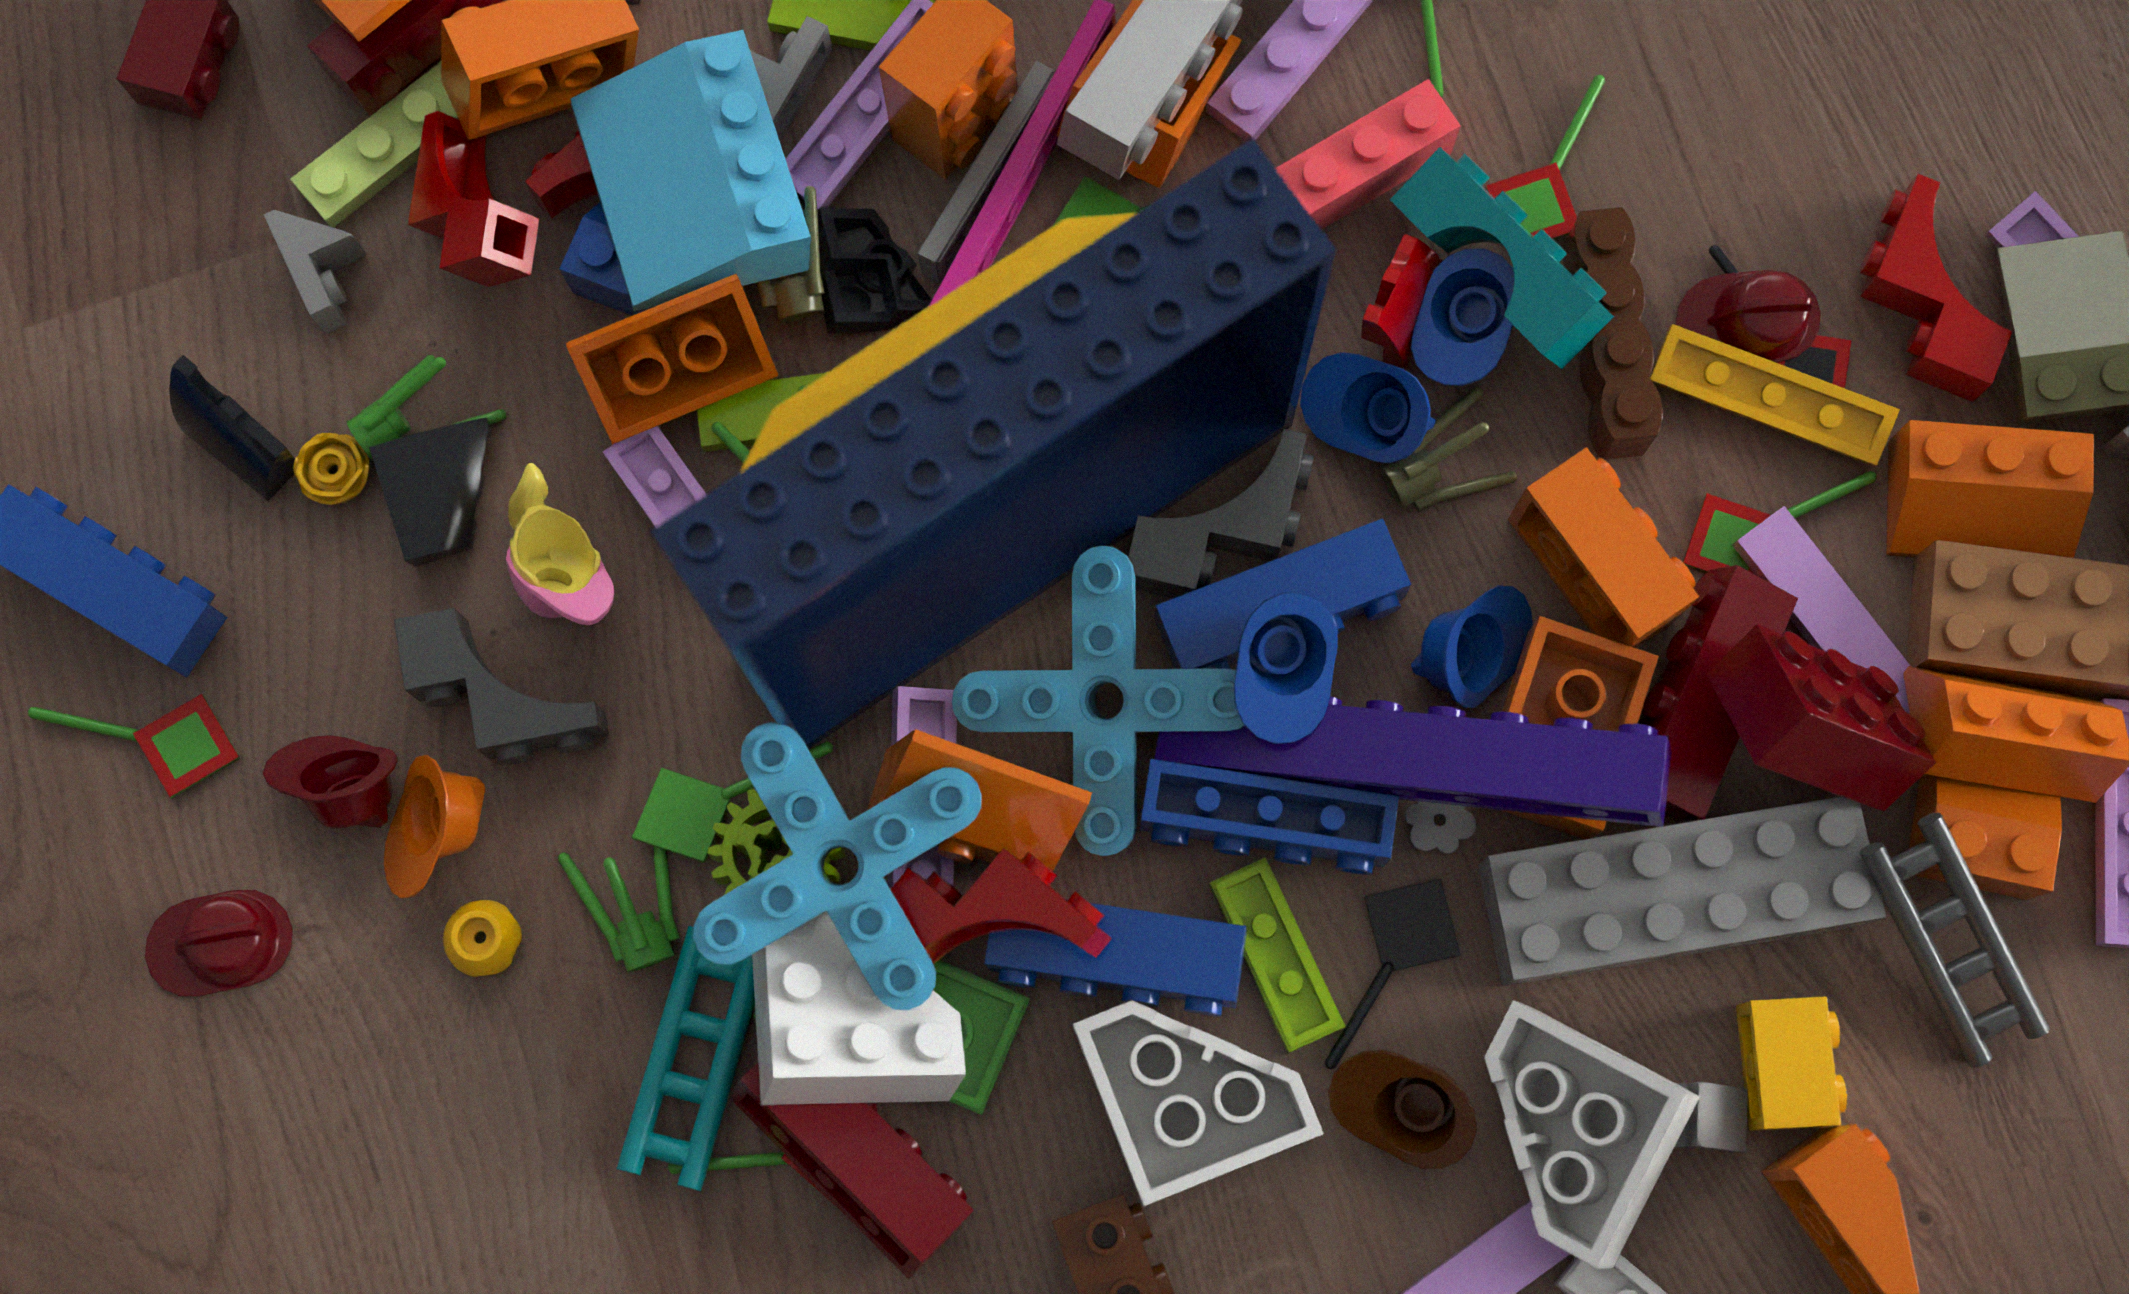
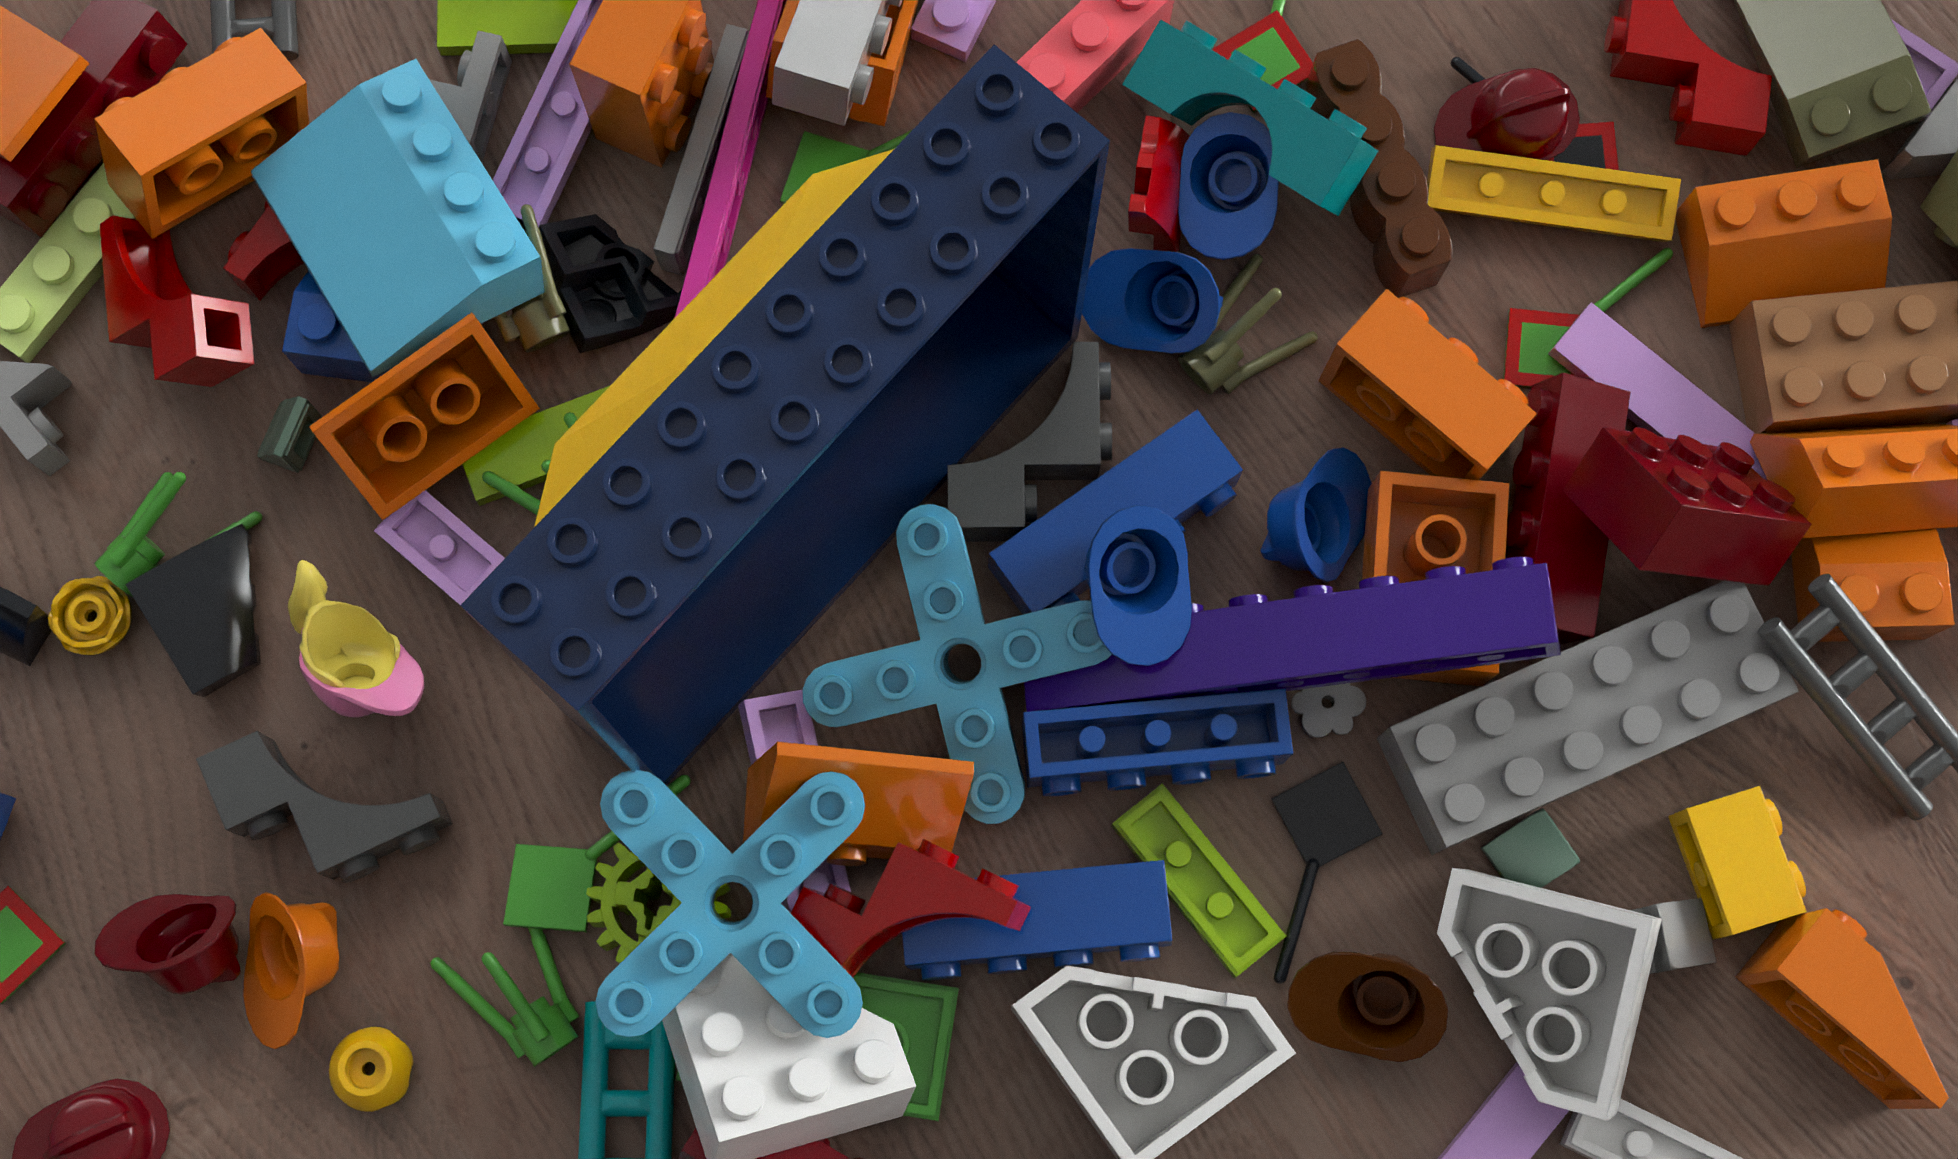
camera: 20 degrees left, 0 degrees up
(546, 349) = (289, 435): none -> sand green slope
(1596, 1005) = (1531, 851): none -> sand green slope

